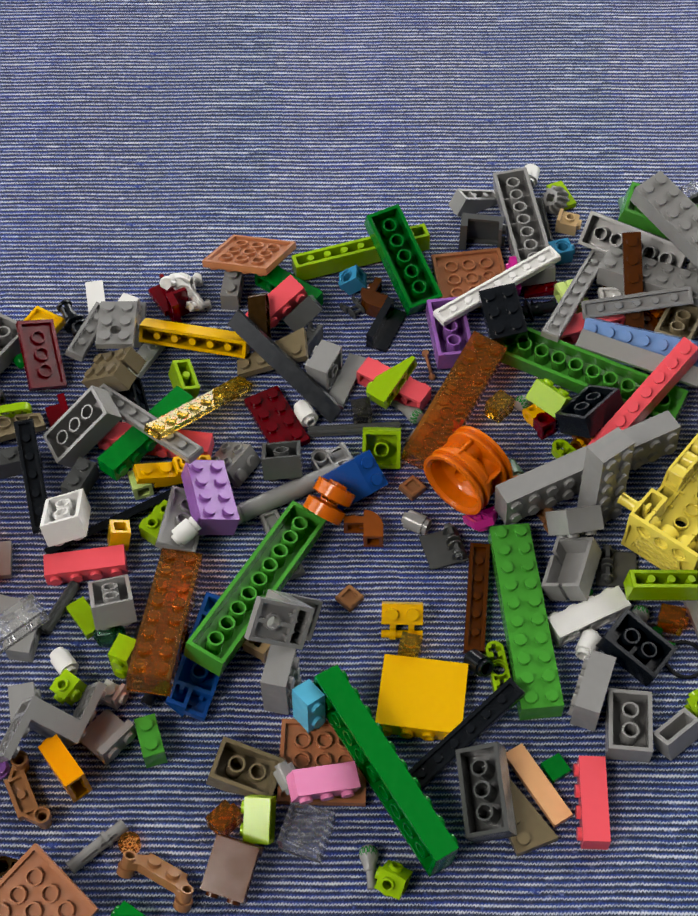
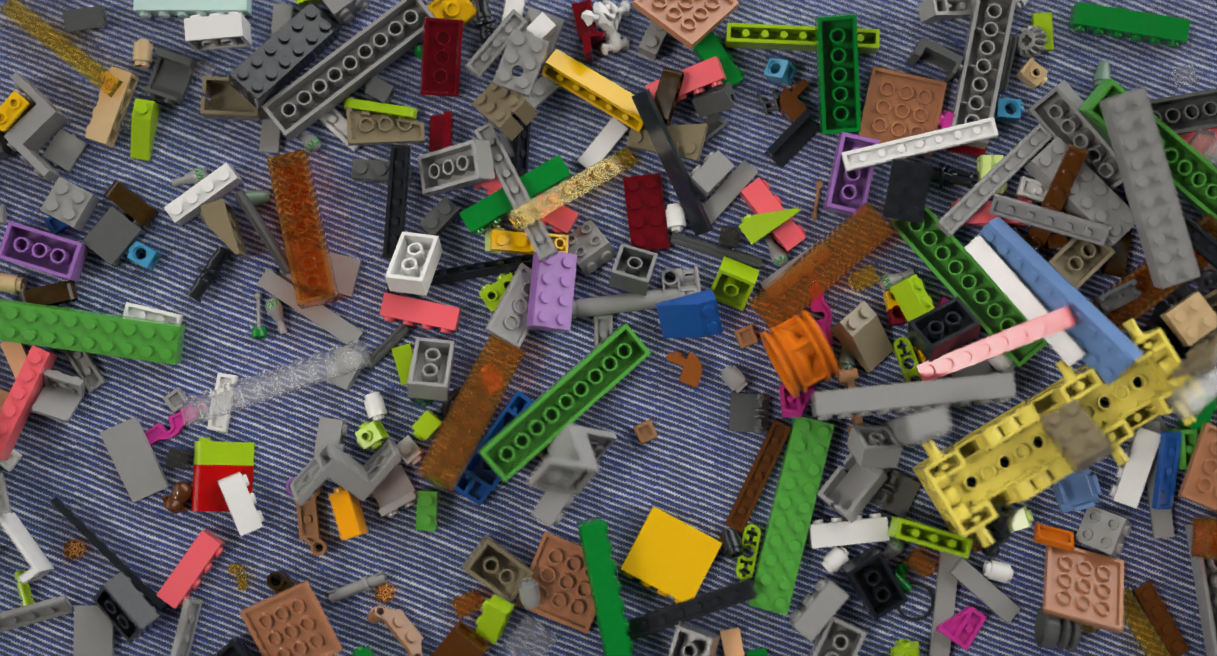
camera: 20 degrees right, 30 degrees up
(119, 533) = (458, 294): yellow brick -> none
(183, 375) = (571, 138): lime brick -> none
(185, 531) = (515, 329): white brick -> none
(218, 375) = (603, 143): none -> white tile
(308, 705) = (568, 538): medium azure brick -> none
(323, 782) = (556, 613): bright pink brick -> none
(331, 496) = (659, 337): orange wheel -> none
(401, 614) = (683, 473): yellow brick -> none
(410, 645) = (678, 506): clear yellow brick -> none
(521, 445) = (863, 336): none -> dark tan slope
(626, 169) = (1129, 24): none -> green brick

